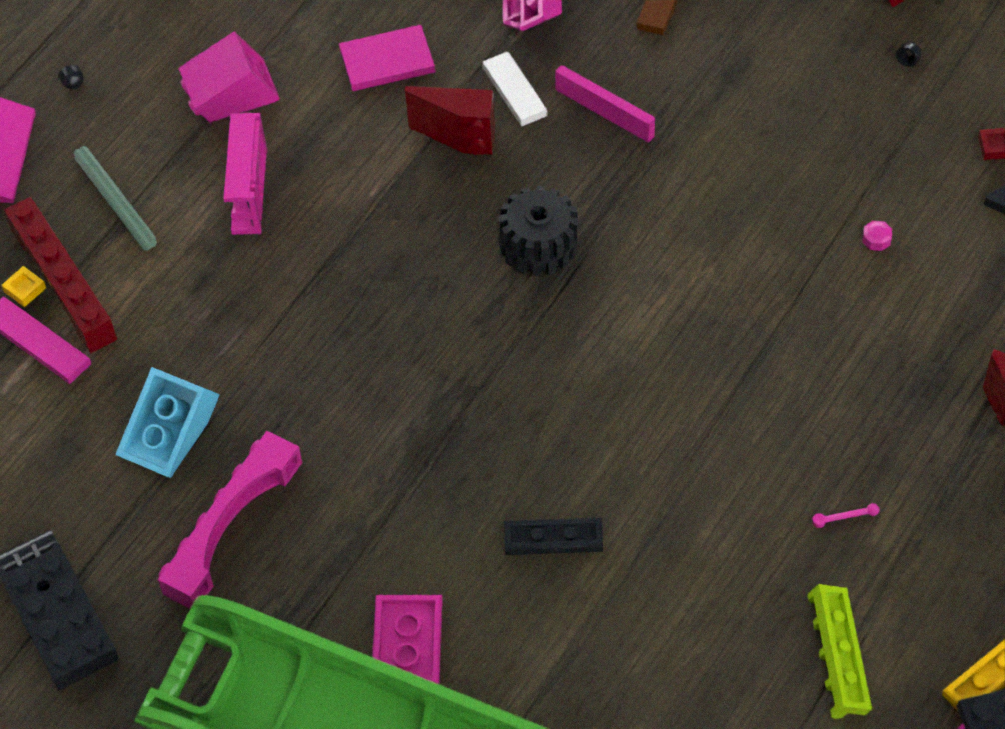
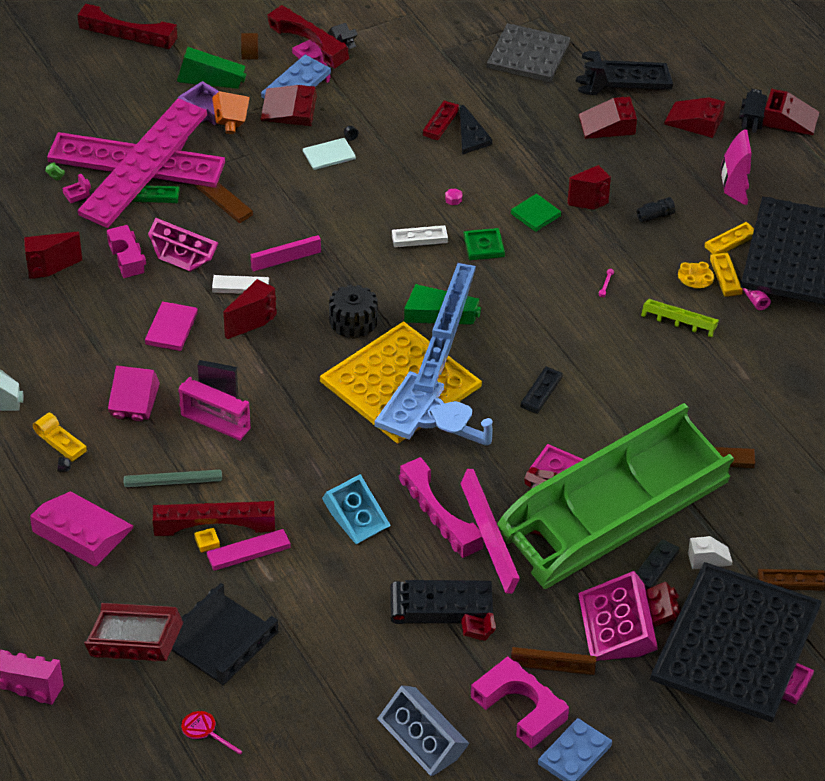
camera: 65 degrees left, 10 degrees down
(27, 673) = (478, 627): none -> dark red bracket
(117, 35) = (49, 430): none -> yellow plate
(185, 600) = (490, 531): none -> dark pink tile
(276, 152) = (219, 377): none -> black tile
(354, 621) = (536, 476): none -> rock
(392, 400) = (416, 409): none -> light blue plate
(448, 356) = (378, 369): none -> yellow plate
(560, 350) = (445, 328): none -> medium blue slope
(626, 325) = (426, 303): none -> green slope
(758, 235) = (419, 236): none -> white plate
(807, 320) = (484, 244): none -> green tile
(851, 53) = (329, 153): none -> light aqua piece
(926, 352) = (536, 212): none -> green tile
(951, 630) = (696, 274): none -> yellow dish

